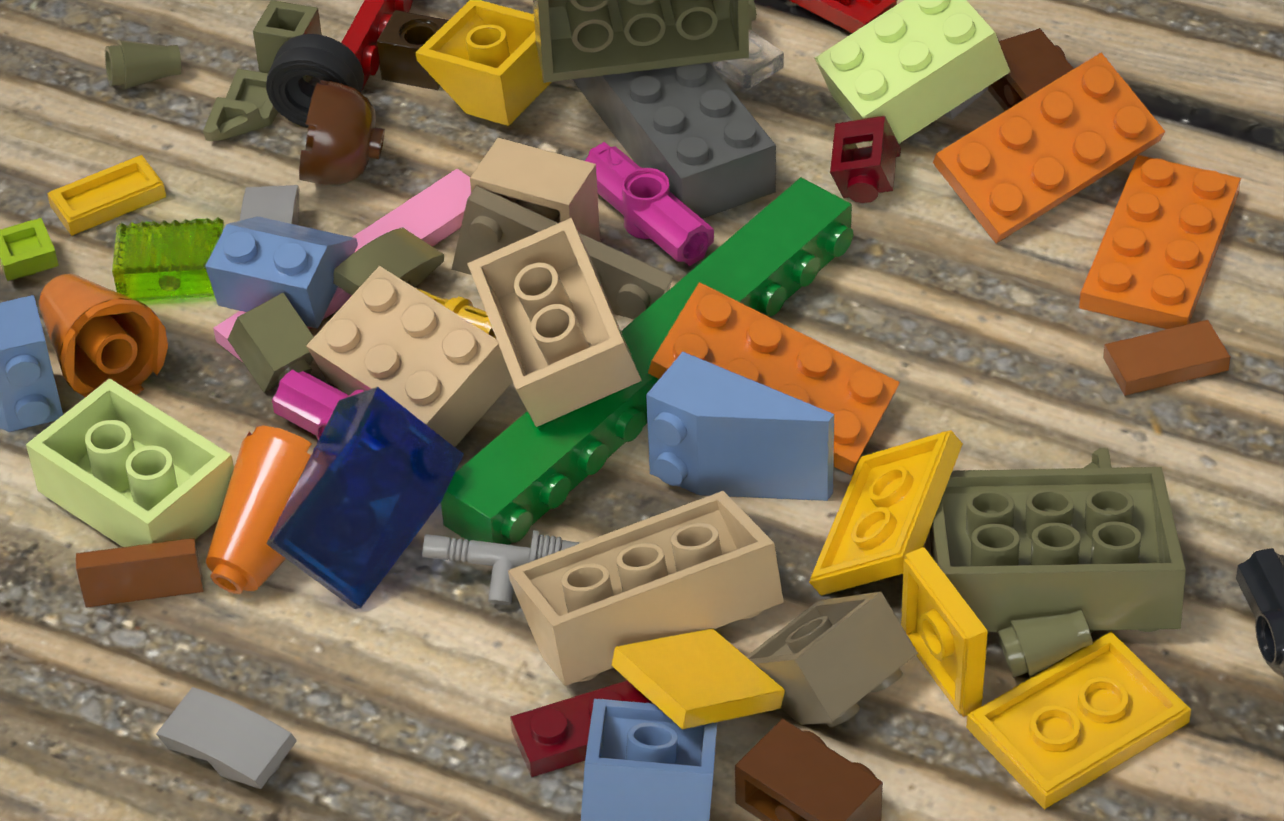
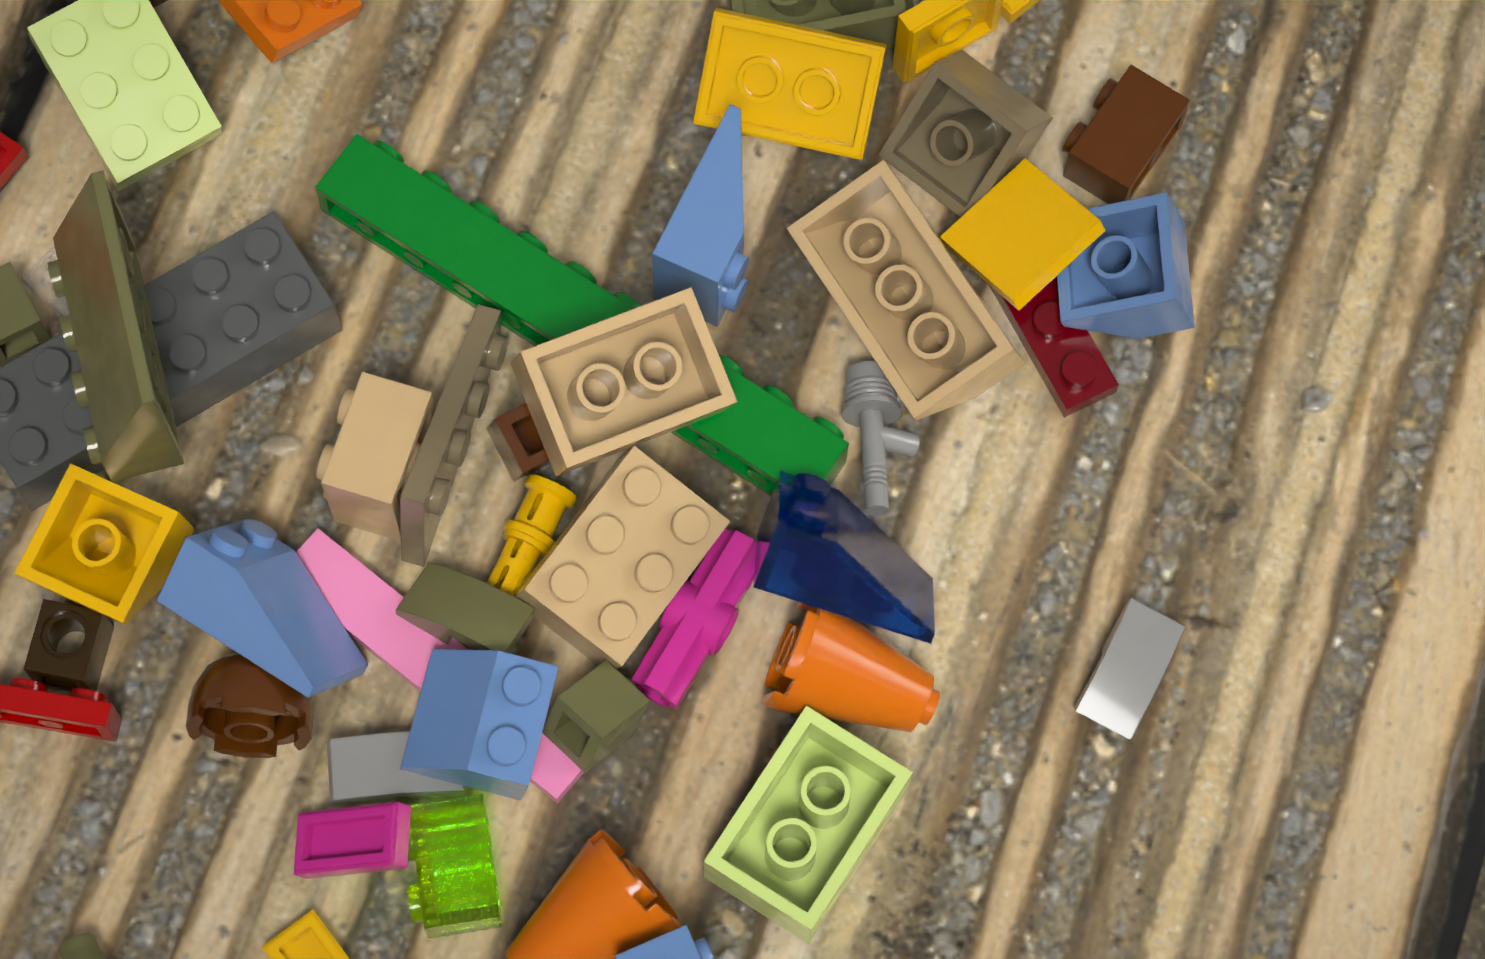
camera: 100 degrees left, 25 degrees up
(139, 572) = (929, 798): dark orange tile -> none
(207, 195) = (352, 840): none -> dark pink tile
(243, 109) = (159, 842): olive slope -> none
(279, 24) = (75, 793): olive brick -> none
(310, 56) = (152, 746): black tyre -> none
(408, 135) = (262, 605): none -> medium blue slope
(649, 206) = (310, 382): dark pink piece -> none
(784, 360) = (613, 199): orange plate -> none
(864, 170) = (240, 123): dark red brick -> none

